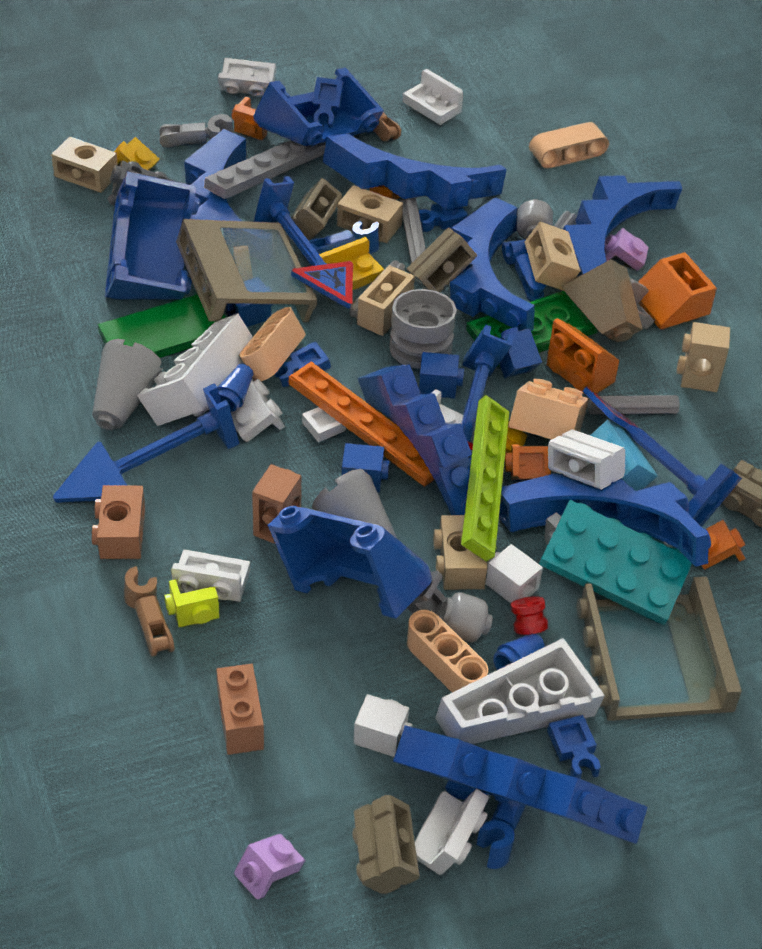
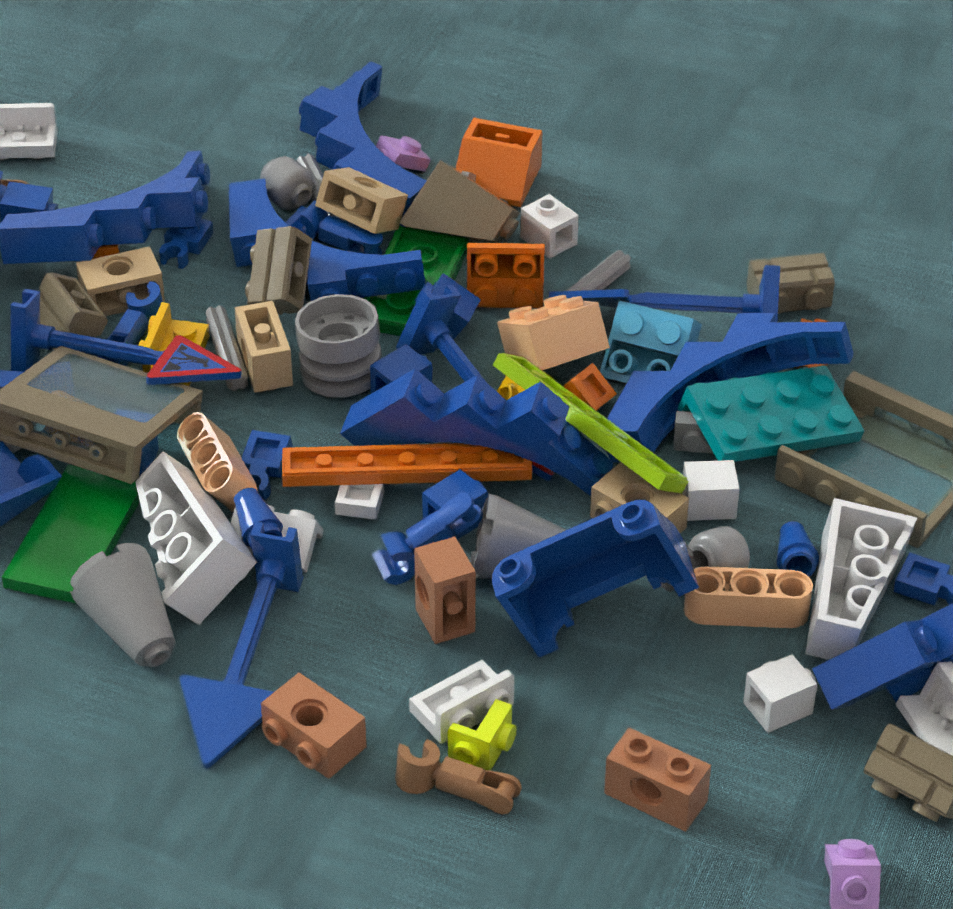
camera: 45 degrees left, 5 degrees down
(317, 467) = (452, 519): none -> blue piece
(379, 136) = (26, 199): none -> blue brick
(413, 228) = (196, 276): light grey axle -> none
(529, 615) = (764, 512): red wheel -> none
(568, 145) = (212, 96): light nougat beam -> none
(586, 459) = (649, 344): white brick -> none
(654, 351) = (550, 224): none -> white brick
(704, 356) = (606, 197): tan brick -> none

